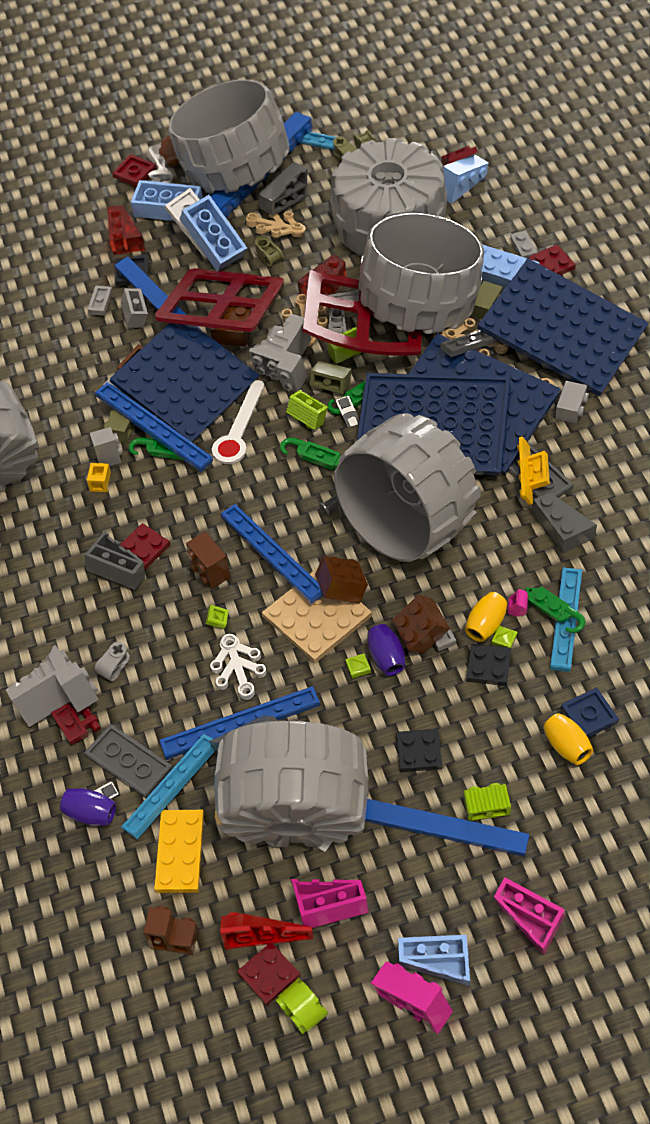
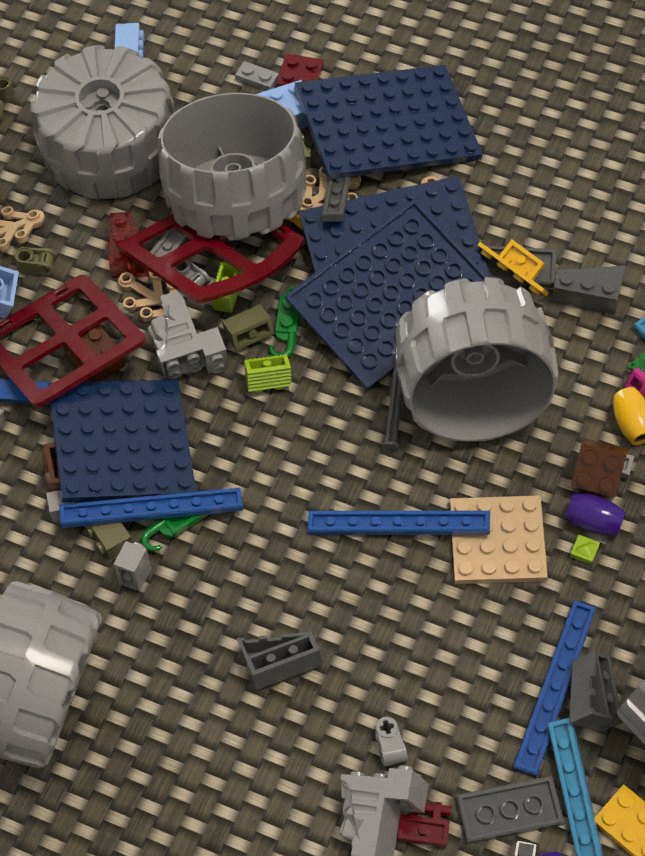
camera: 50 degrees left, 5 degrees up
(98, 477) = (164, 600): yellow brick -> none
(145, 544) = (275, 617): dark red plate -> none
(208, 560) = (360, 578): reddish brown brick -> none
(217, 617) = (423, 619): lime tile -> none
(232, 448) = (233, 467): white piece -> none
(236, 663) = (491, 641): white plant -> none
(313, 453) = (319, 406): green plate -> none
(341, 579) = (493, 489): reddish brown brick -> none
(348, 411) = (298, 345): sticker -> none
(458, 155) = (104, 33): dark red plate -> none
(571, 402) = (474, 182): light grey brick -> none

